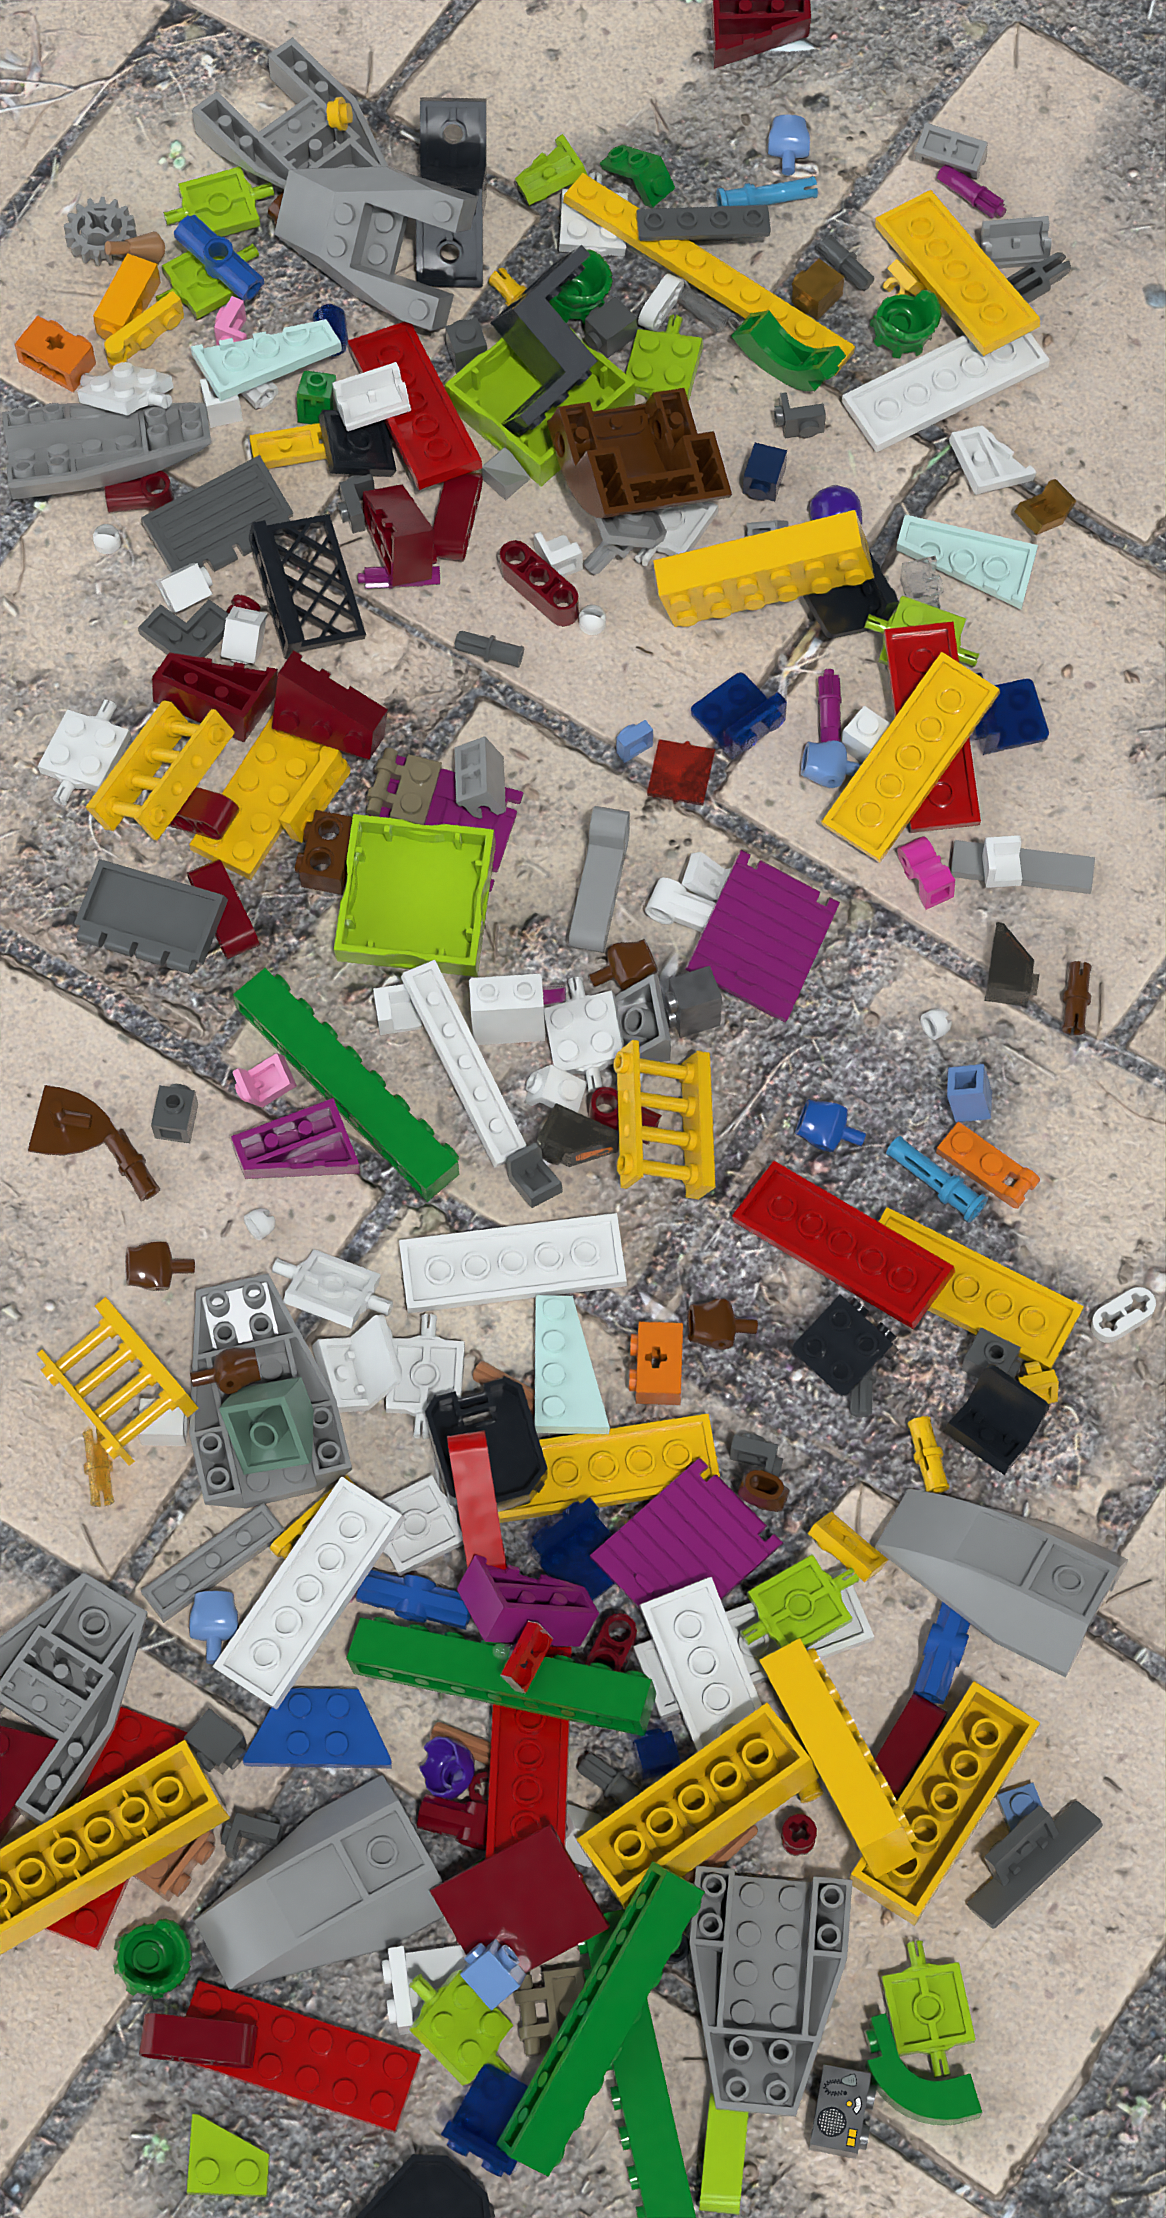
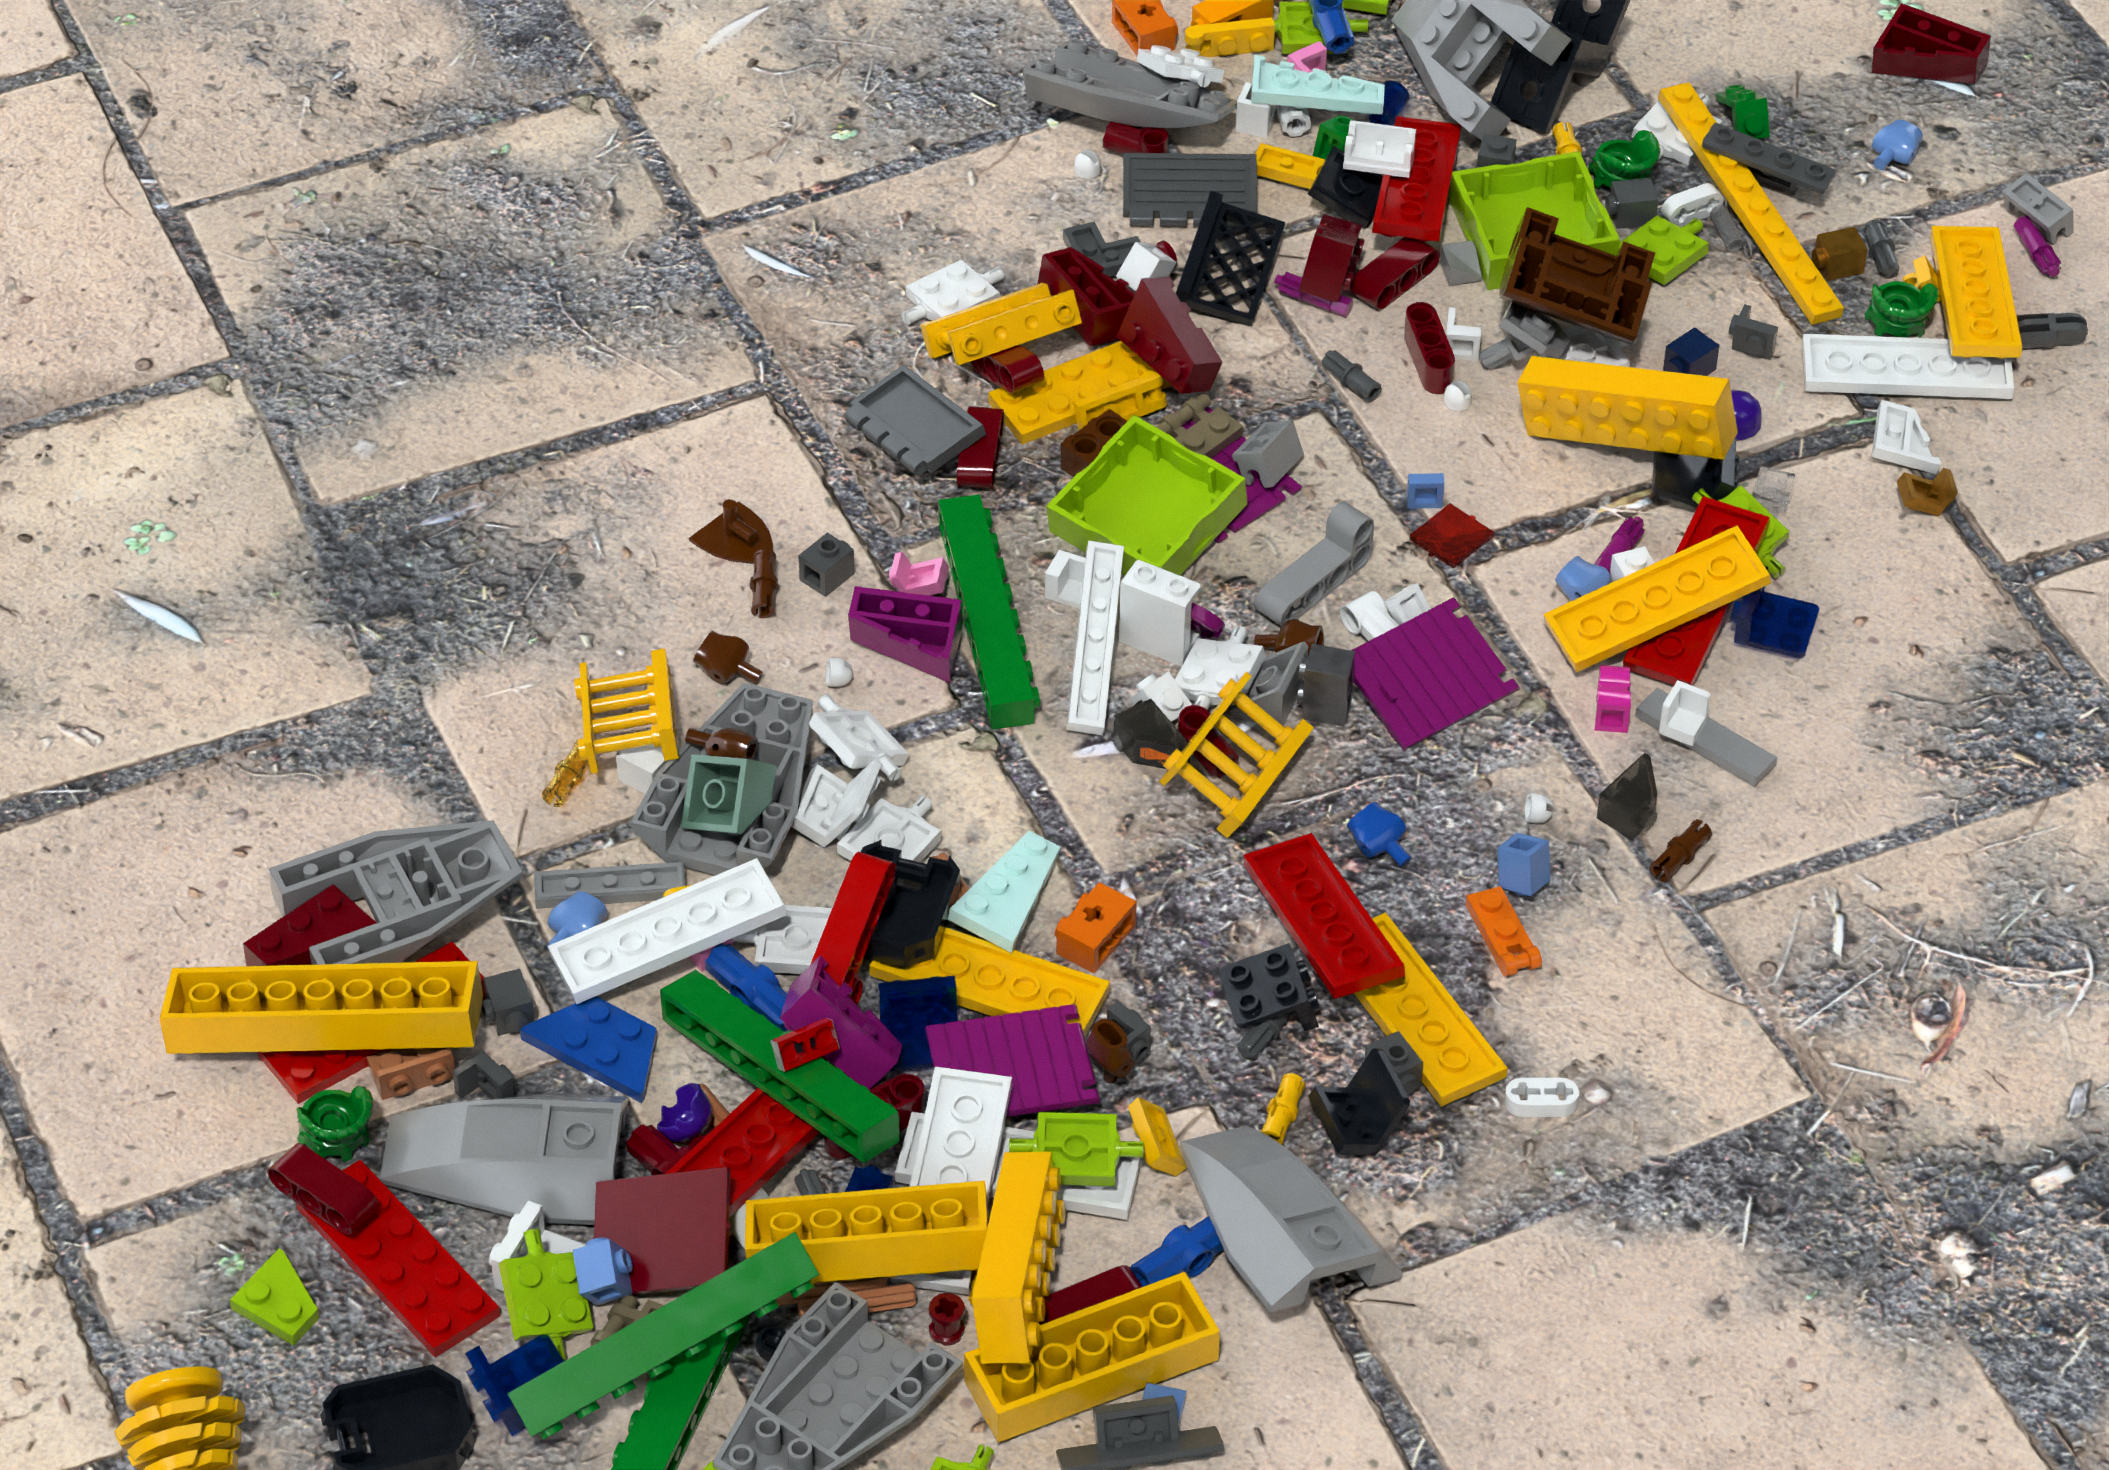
camera: 30 degrees right, 20 degrees down
(185, 586) = (1123, 217): white brick -> none
(351, 495) = (1306, 227): dark grey bracket -> none
(512, 1263) = (1028, 799): white plate -> none
(532, 1175) = (1093, 744): dark grey bracket -> none
(545, 342) = (1558, 168): black bracket -> none
(550, 172) = (1650, 80): lime wing -> none
(715, 1324) = (1168, 924): reddish brown piece -> none
(739, 714) = (1534, 515): clear blue bracket -> none
(767, 194) = (1854, 173): dark azure pin -> none
(783, 356) = (1770, 282): green arch -> none
(950, 1188) = (1454, 928): dark azure pin -> none
(974, 557) = (1835, 500): light aqua wing -> none
(1016, 241) = (2048, 292): light grey hinge -> none
(1041, 1383) = (1423, 1107): yellow tile -> none

